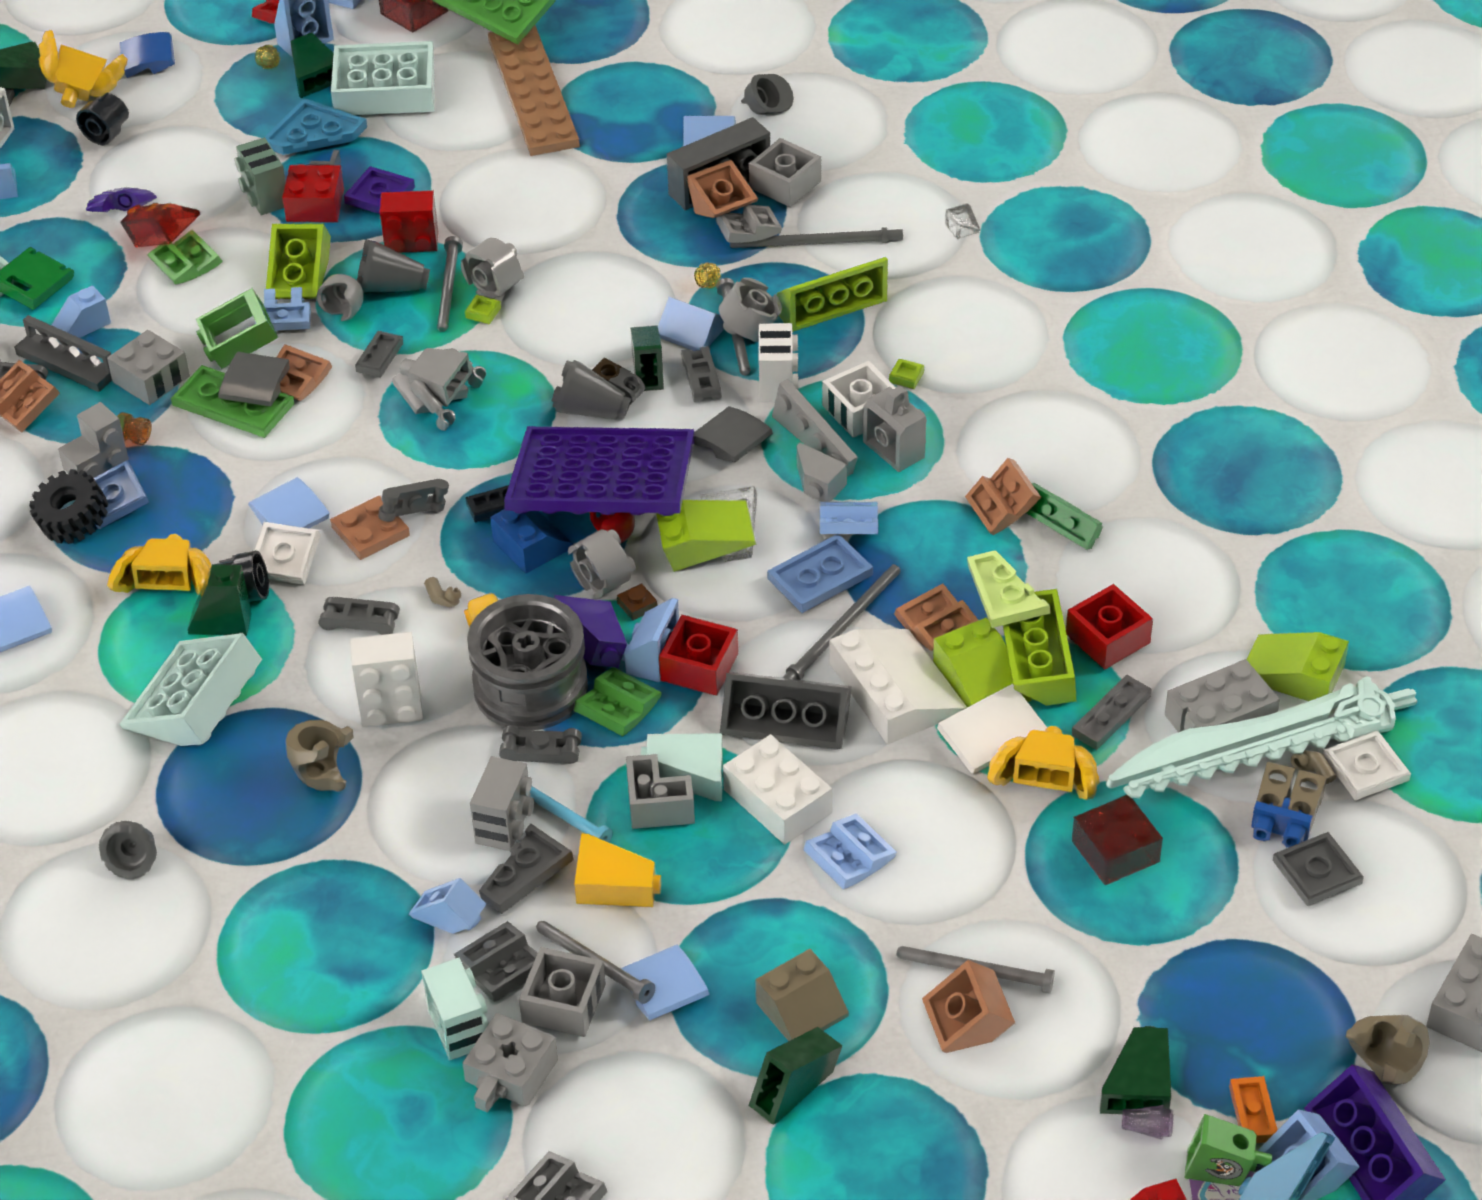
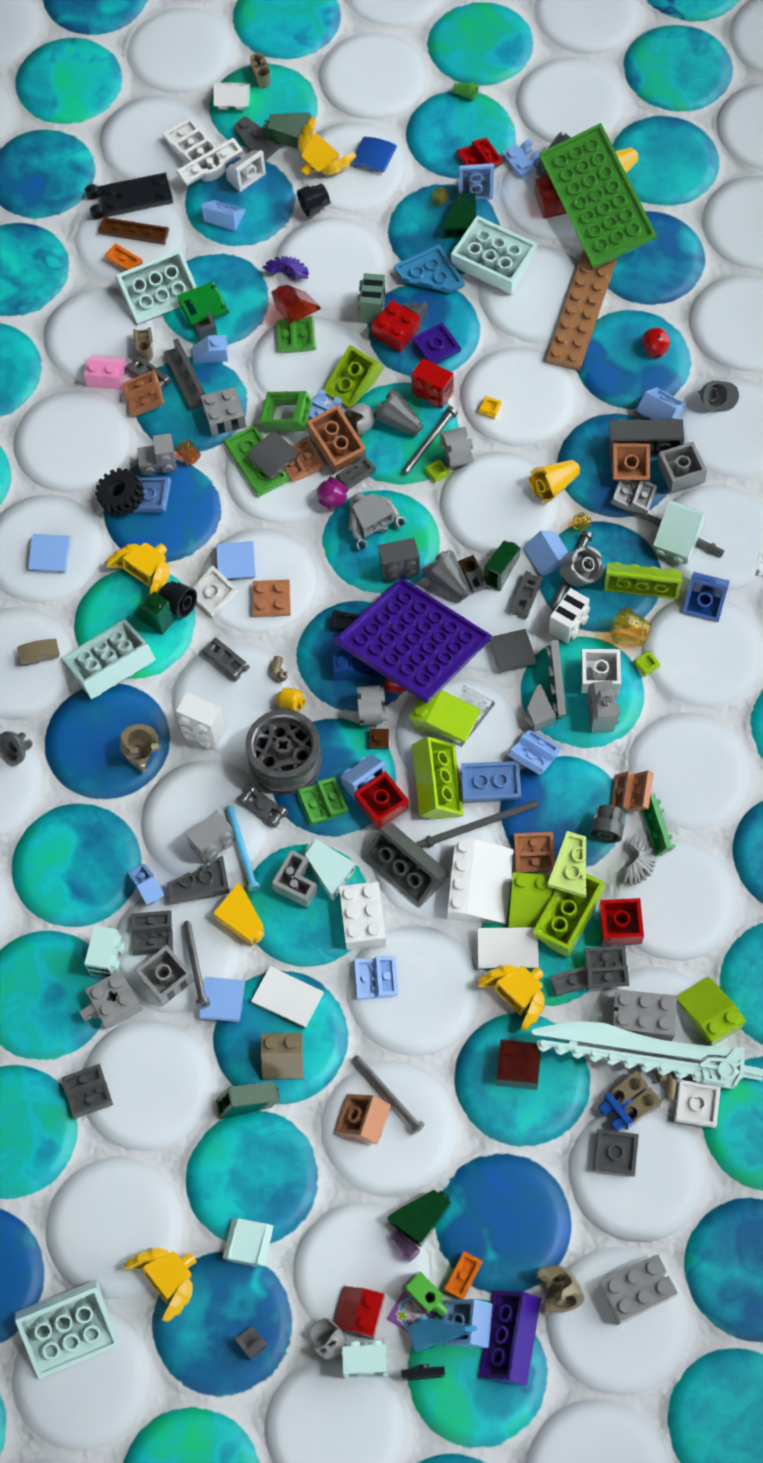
camera: 35 degrees right, 20 degrees up
(54, 301) = (206, 328): none -> flat silver panel
(77, 730) = (37, 650): none -> dark tan slope
(327, 324) = (336, 438): none -> nougat brick
(367, 381) = (332, 493): none -> magenta piece
(413, 499) = (301, 596): dark grey plate -> none
(498, 223) = (490, 407): none -> yellow tile
(512, 404) = (399, 560): none -> dark grey brick
(601, 630) = (335, 747): dark purple slope -> none
(637, 250) = (552, 479): none -> yellow cone
(651, 78) = (652, 345): none -> red helmet
(748, 603) = (437, 779): none -> lime slope
(750, 934) = (287, 997): none -> white tile
(837, 224) = (679, 531): none -> light aqua slope
(858, 341) = (630, 628): none -> clear yellow piece
(920, 277) = (705, 596): none -> blue slope
(1007, 536) = (607, 824): none -> dark grey piece
(1078, 564) = (641, 864): none -> light grey hair
(1133, 678) = (606, 966): none -> dark grey slope

